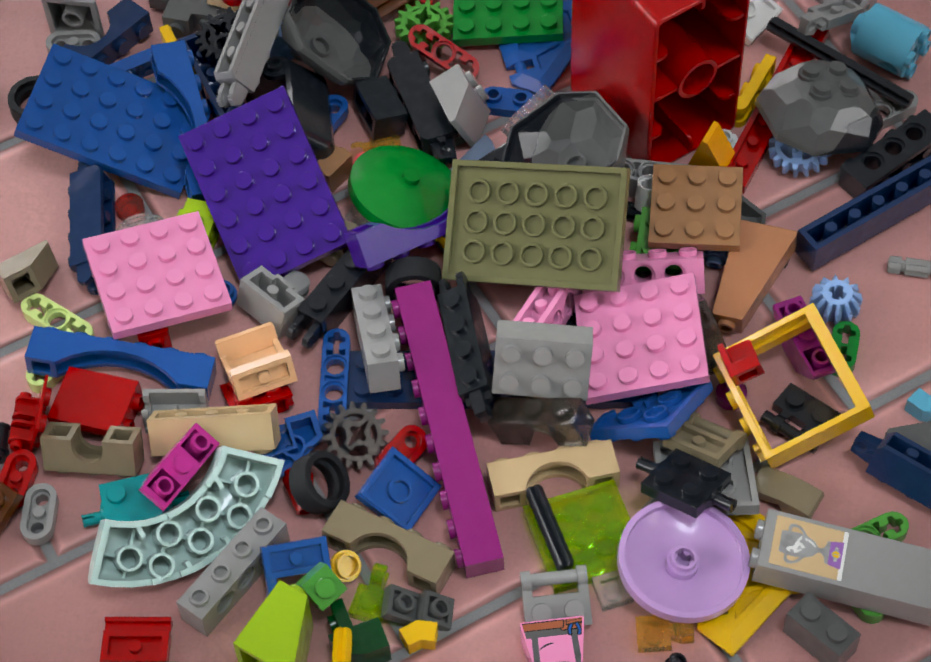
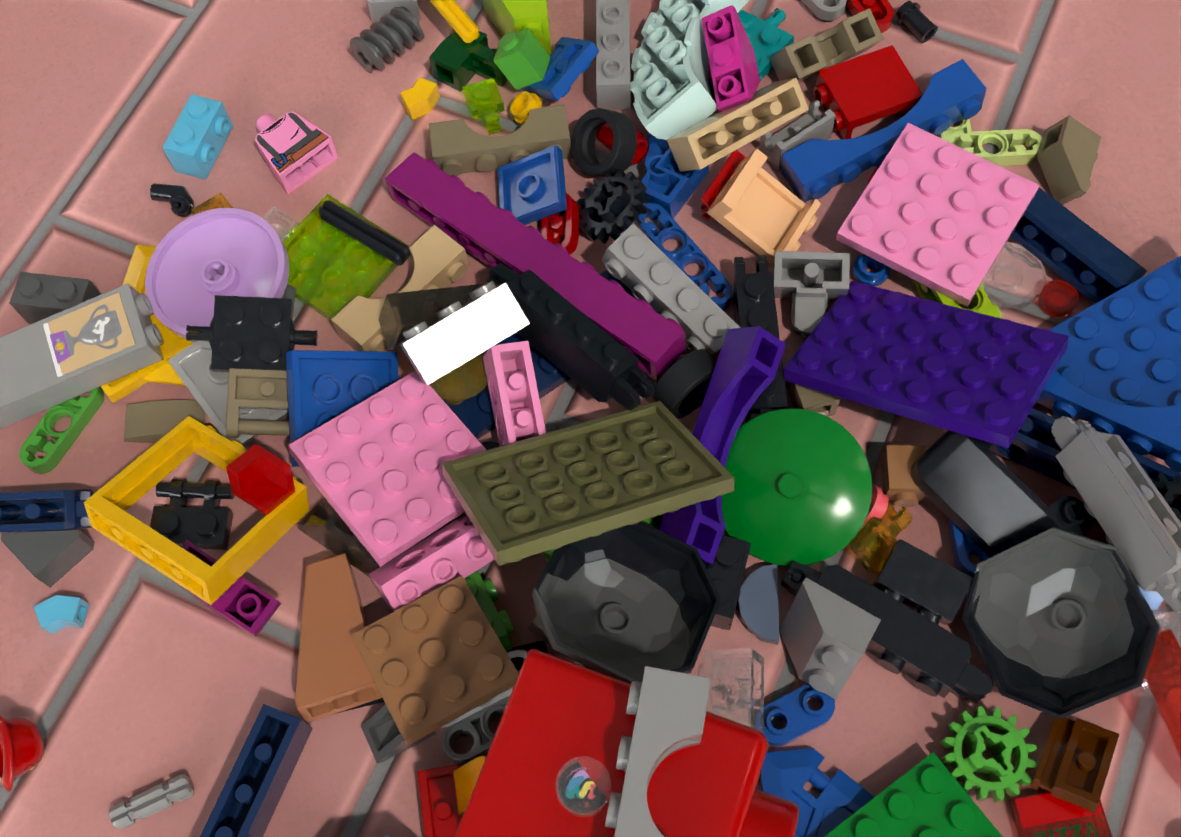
camera: 145 degrees right, 10 degrees up
(29, 419) = (903, 34): red hinge -> none
(408, 606) = (449, 105): dark grey slope -> none
(422, 48) = (938, 728): red beam -> none
(556, 605) = (318, 184): light grey plate -> none
(836, 300) = (232, 690): light blue gear -> none
(849, 350) = (179, 632): green beam -> none

